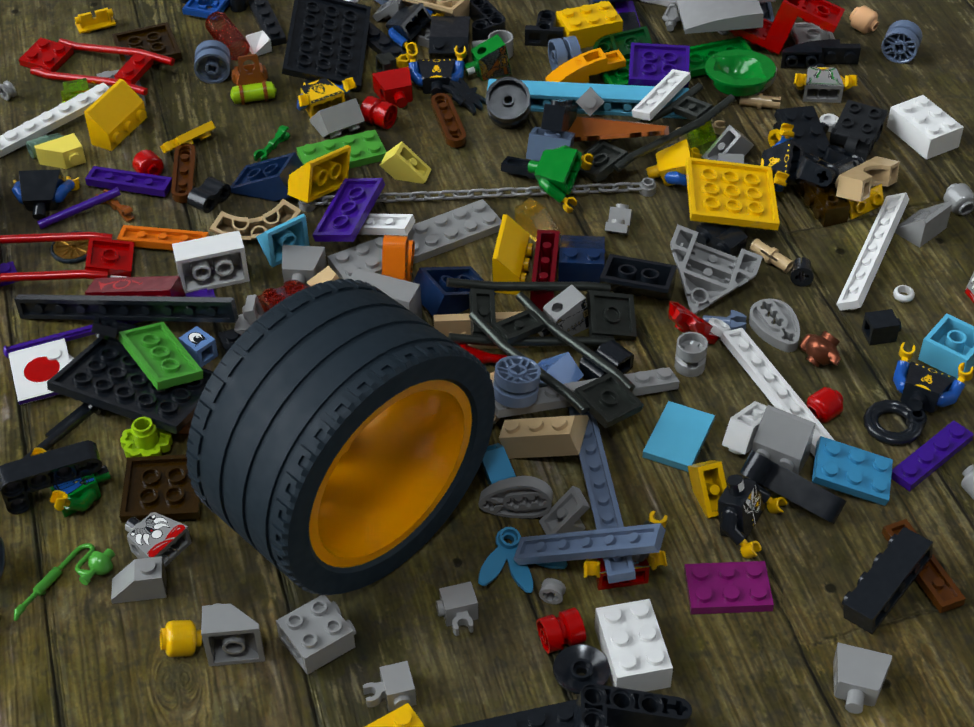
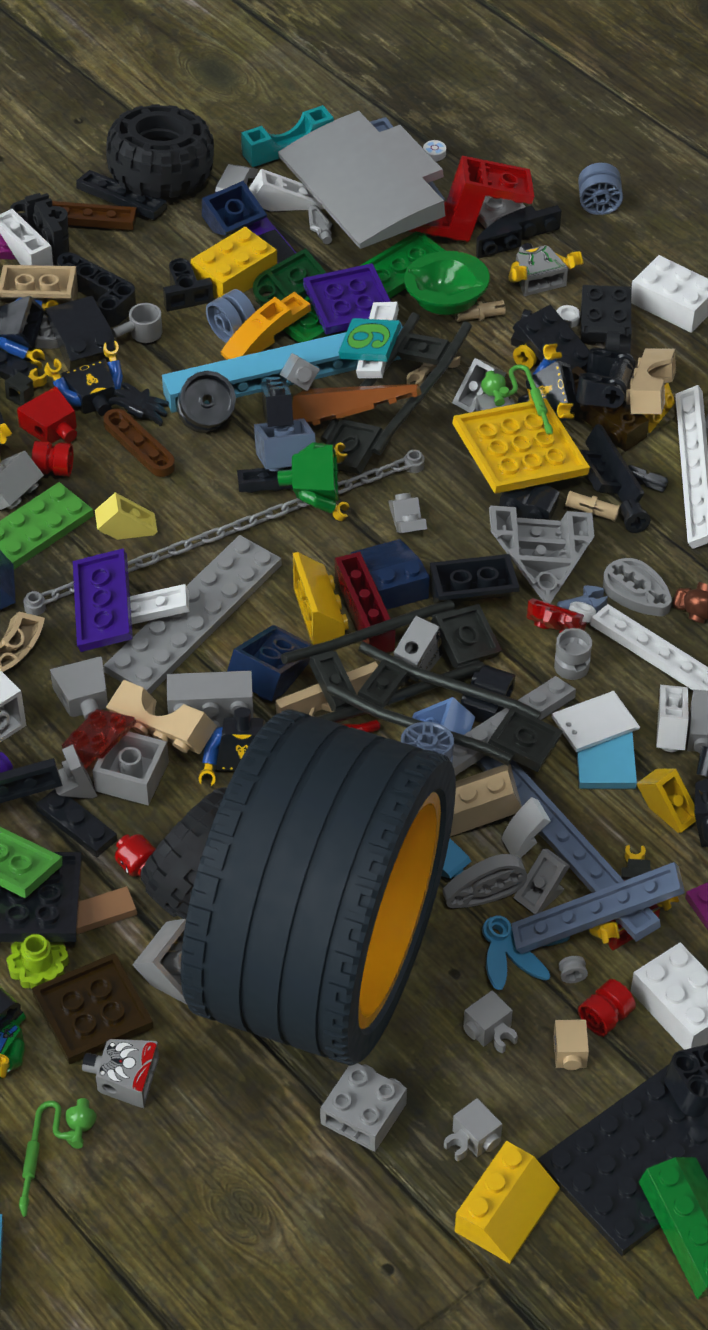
camera: 25 degrees left, 5 degrees up
(140, 581) = (137, 1121): light grey slope -> none
(180, 638) = (222, 1165): yellow head -> none
(199, 345) = (26, 823): medium blue brick -> none
(230, 636) = (280, 1141): light grey slope -> none
(288, 233) = (37, 661): medium azure slope -> none
(320, 175) = (40, 567): yellow slope -> none
(398, 257) = (201, 645): orange connector -> none
(489, 60) = (146, 347): torso -> none
(515, 648) = (570, 1044): none -> tan brick
(534, 216) = (317, 543): clear yellow slope -> none
(572, 465) = (524, 826): none -> white slope
(580, 659) = (647, 1029): black dish -> none
(653, 91) = (369, 339): none -> teal tile
(672, 163) = (433, 425): yellow torso -> none
(681, 409) = (595, 721): none -> white container
(701, 135) = (447, 381): clear neon green brick -> none
(734, 148) = (495, 385): none -> bright green piece
(797, 232) = (607, 467): none -> black bracket
(831, 251) = (652, 479): none -> black piece
(864, 19) = (543, 168): light nougat head -> none

